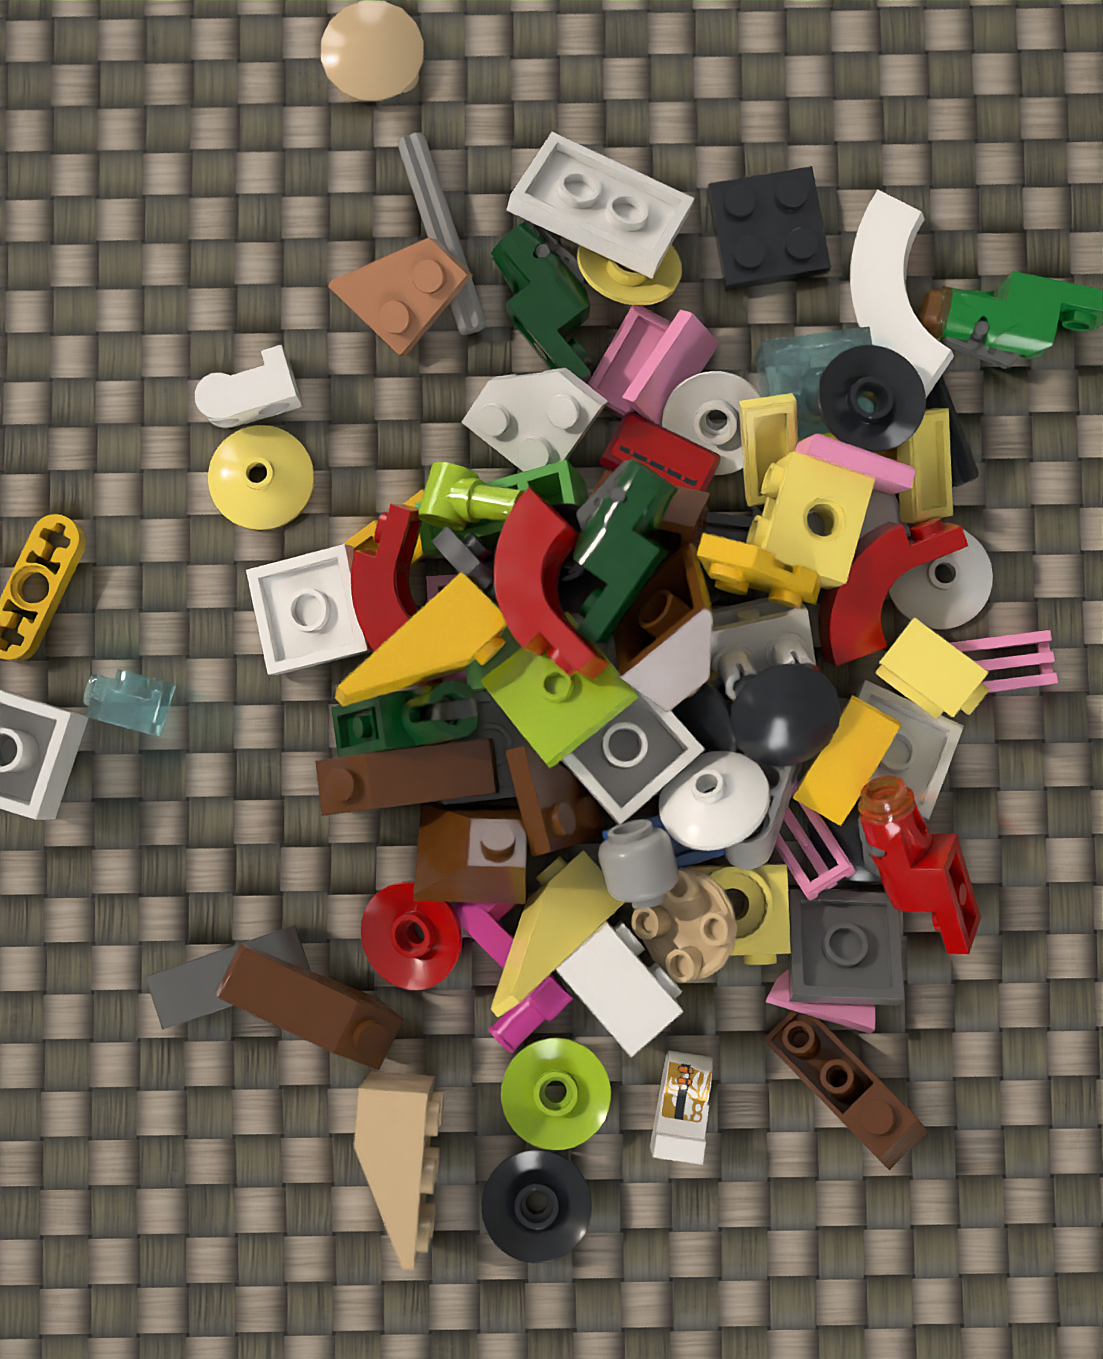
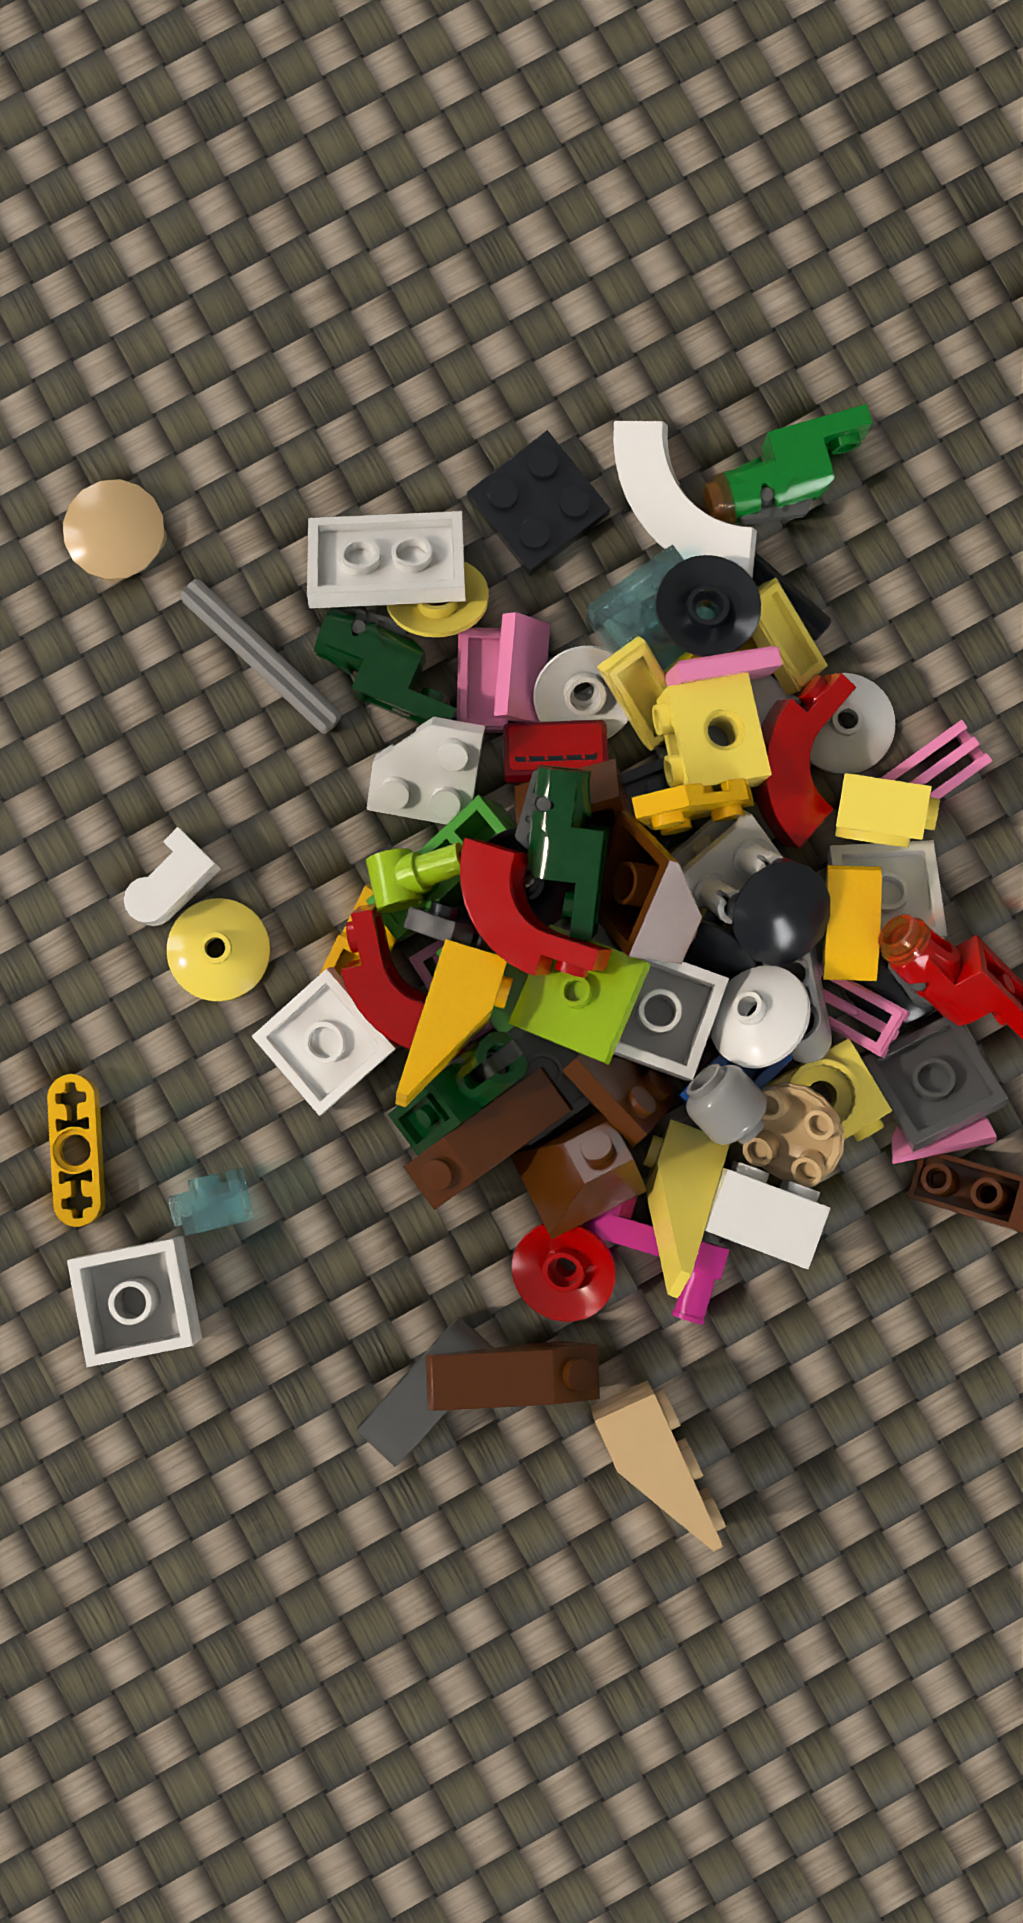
camera: 30 degrees left, 0 degrees up
(403, 291) = (256, 724): nougat wing -> none
(542, 1233) = (808, 1464): black dish -> none
(552, 1122) = (783, 1350): lime dish -> none
(682, 1108) = (871, 1291): white leg -> none

